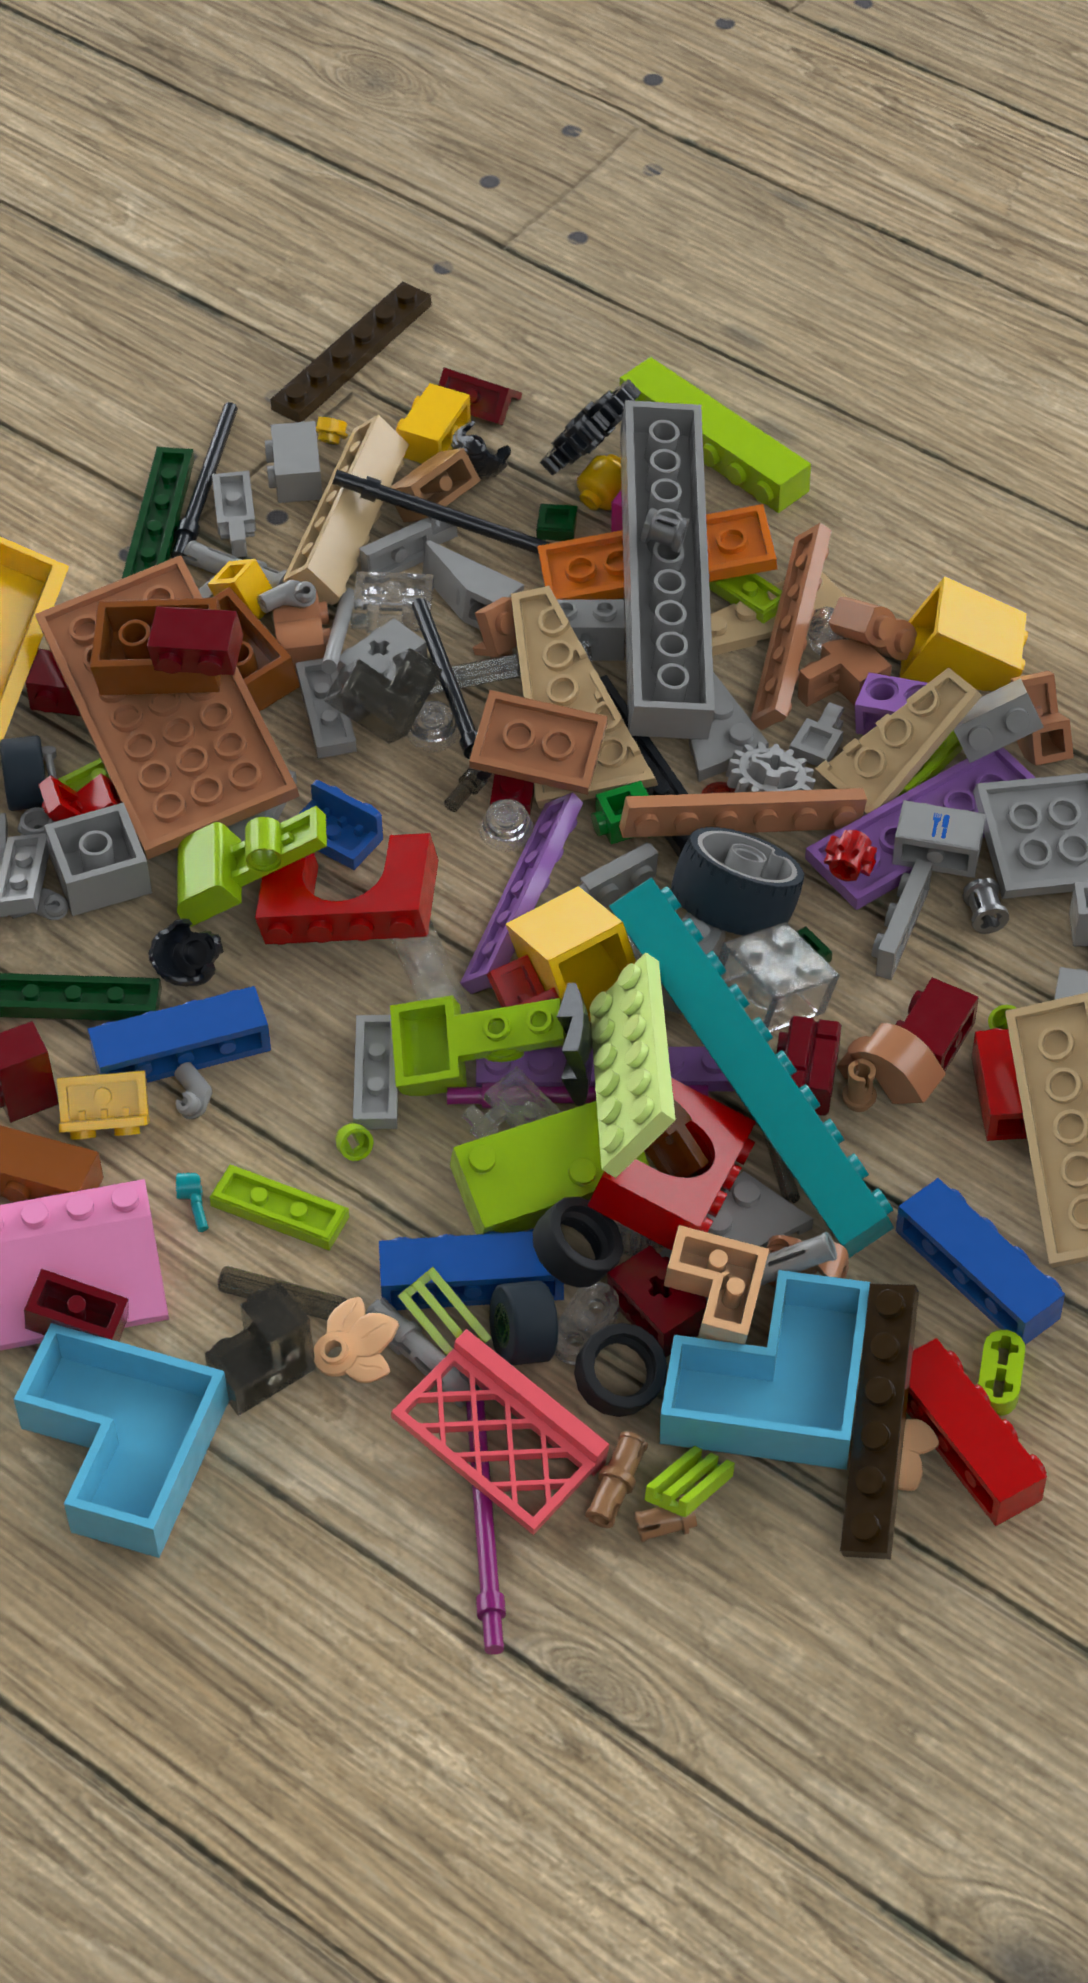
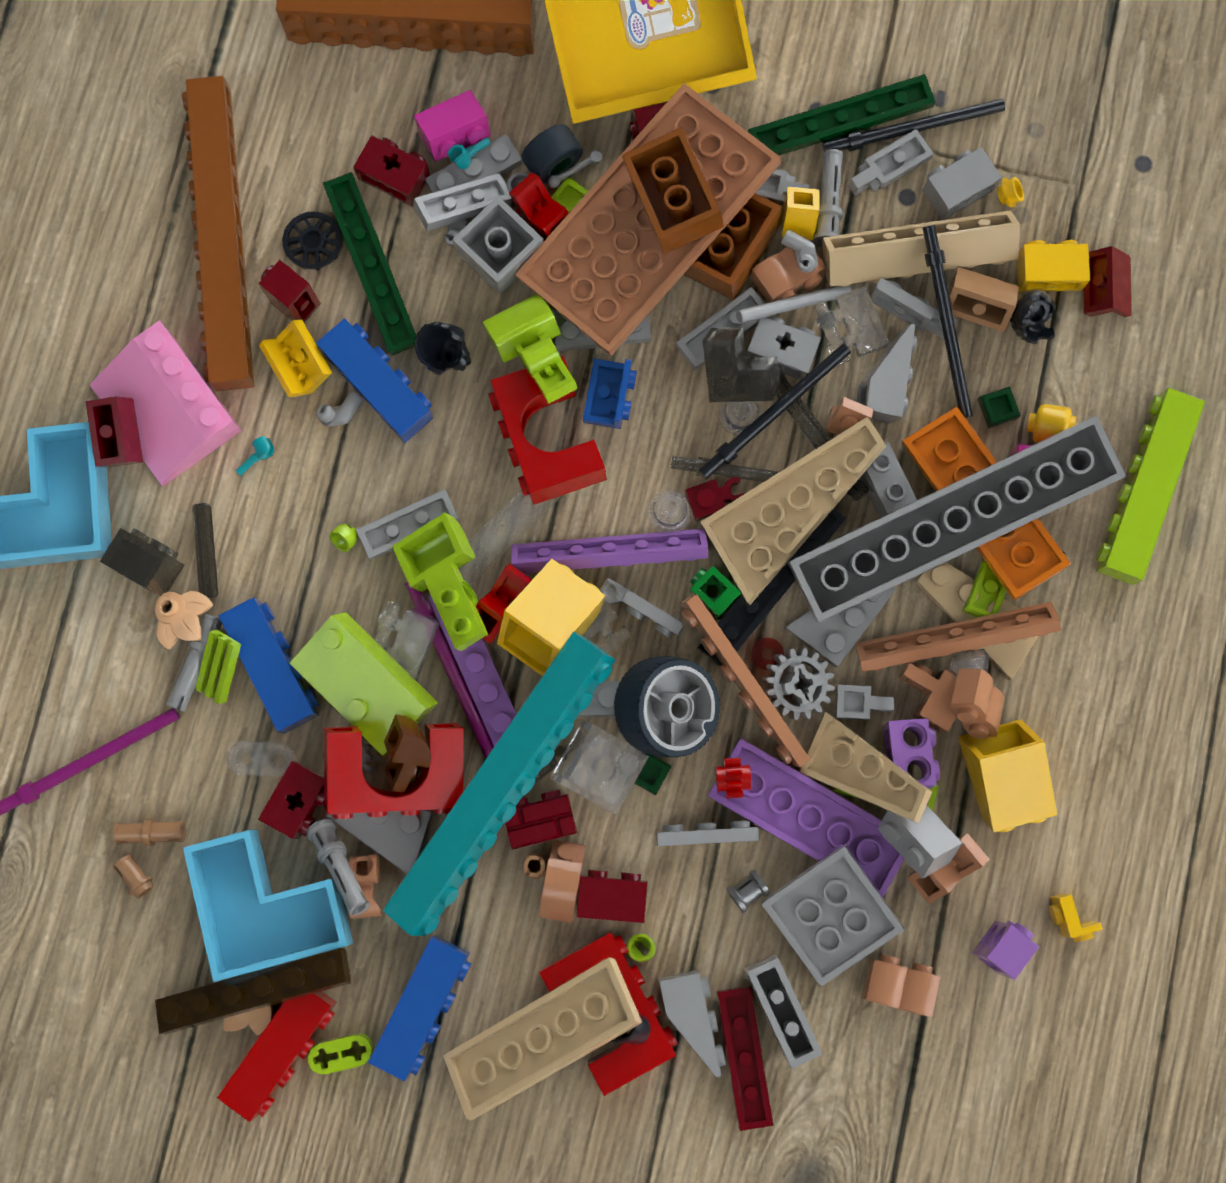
camera: 65 degrees right, 30 degrees up
(195, 641) = (661, 218): dark red brick -> none
(279, 1207) = (274, 513): lime tile -> none
(351, 352) = (1112, 164): dark brown plate -> none
(523, 1322) = (236, 720): black wheel -> none
(525, 1401) = (173, 751): coral fence -> none
(538, 742) = (735, 503): nougat plate -> none
(560, 1257) = (294, 708): black tyre -> none
(577, 1045) = (472, 653): black brick -> none
(589, 427) = (1110, 397): black gear -> none
(631, 1065) = (431, 711): yellowish green plate -> none
(647, 1349) = (208, 817): black tyre -> none
(664, 530) = (972, 506): flat silver bush -> none
(681, 1479) = (130, 877): lime tile -> none
(725, 1273) = (298, 846): light nougat brick -> none
(940, 836) = (783, 837): light grey brick -> none

